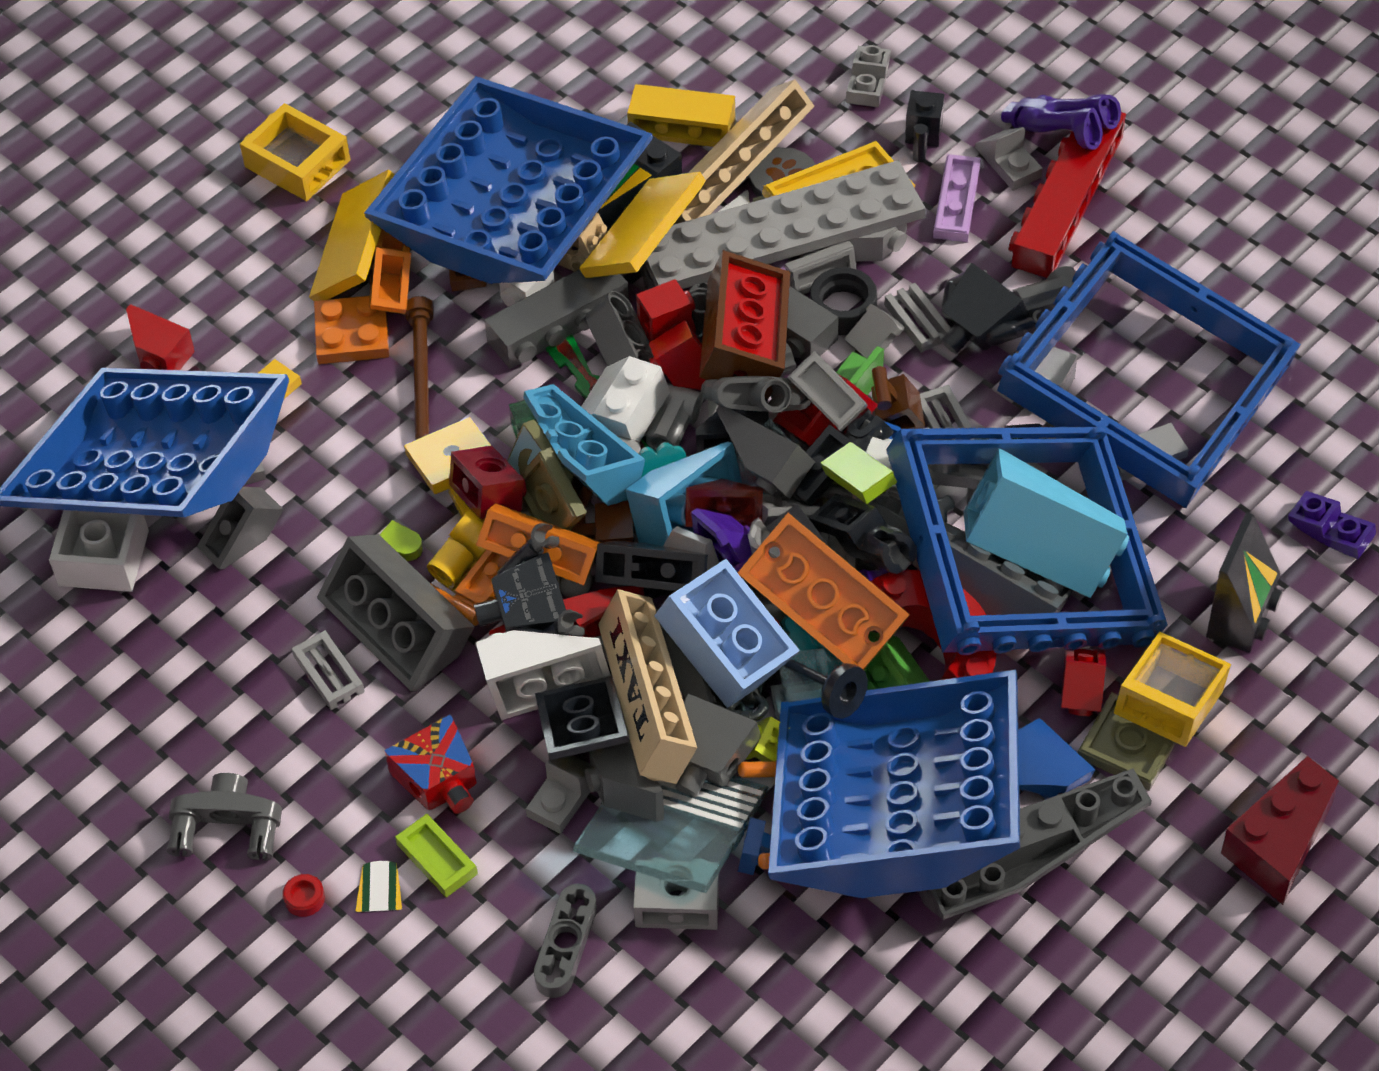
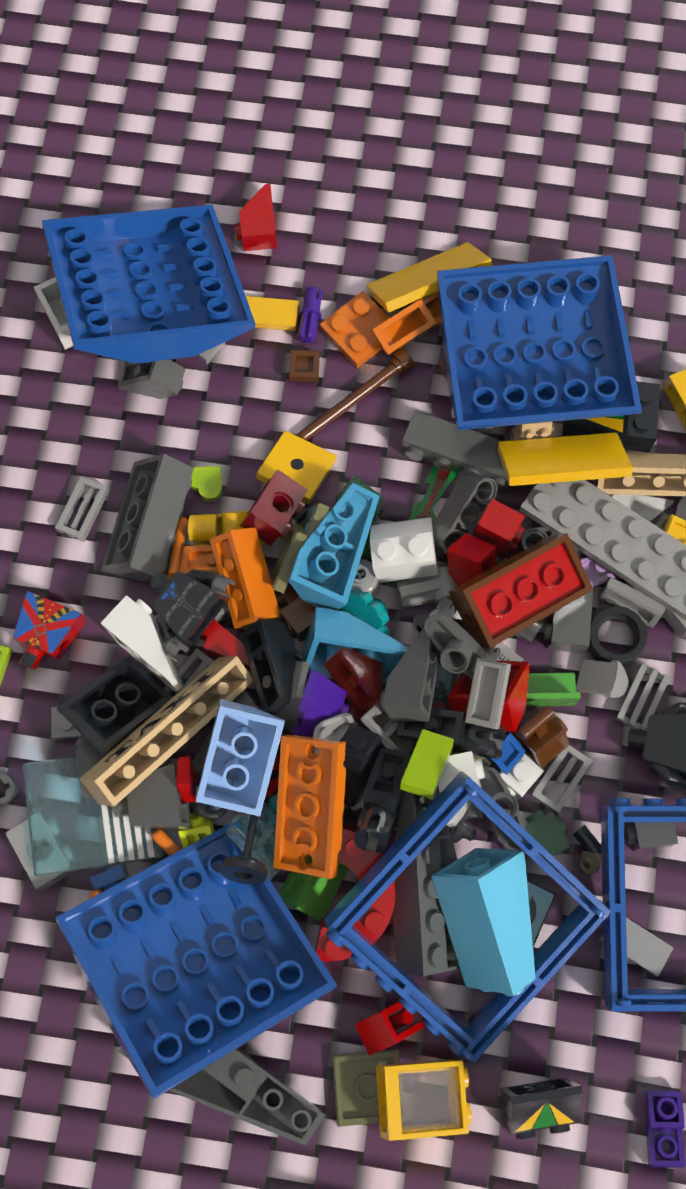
camera: 55 degrees right, 20 degrees up
(295, 151) = (478, 187): yellow window -> none
(298, 357) = (310, 314): none -> dark purple axle
(350, 391) = (304, 366): none -> reddish brown plate
(711, 691) = (186, 779): none -> red tile
(1048, 762) = (307, 1038): blue slope -> none

